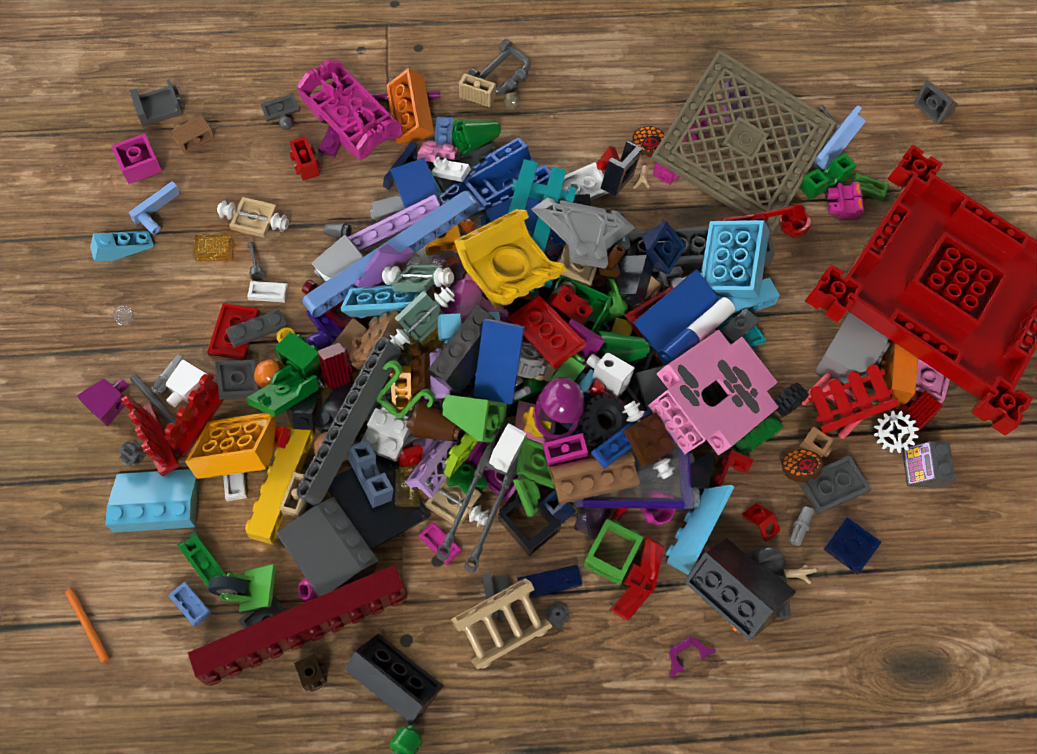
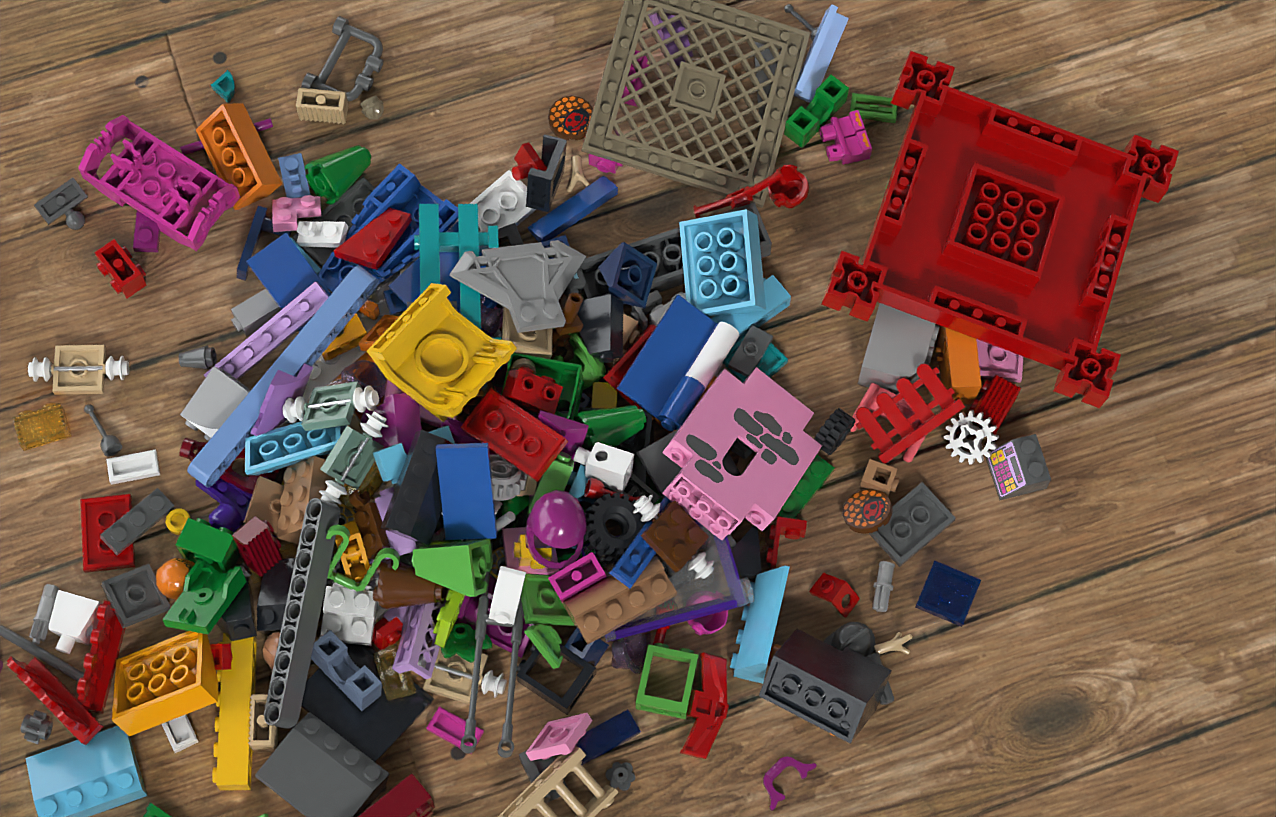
camera: 15 degrees left, 5 degrees up
(415, 64) = (225, 86): none -> teal tile
(487, 181) = (376, 240): none -> red wing
(517, 570) = (559, 737): none -> bright pink plate
(636, 200) = (573, 209): none -> blue slope

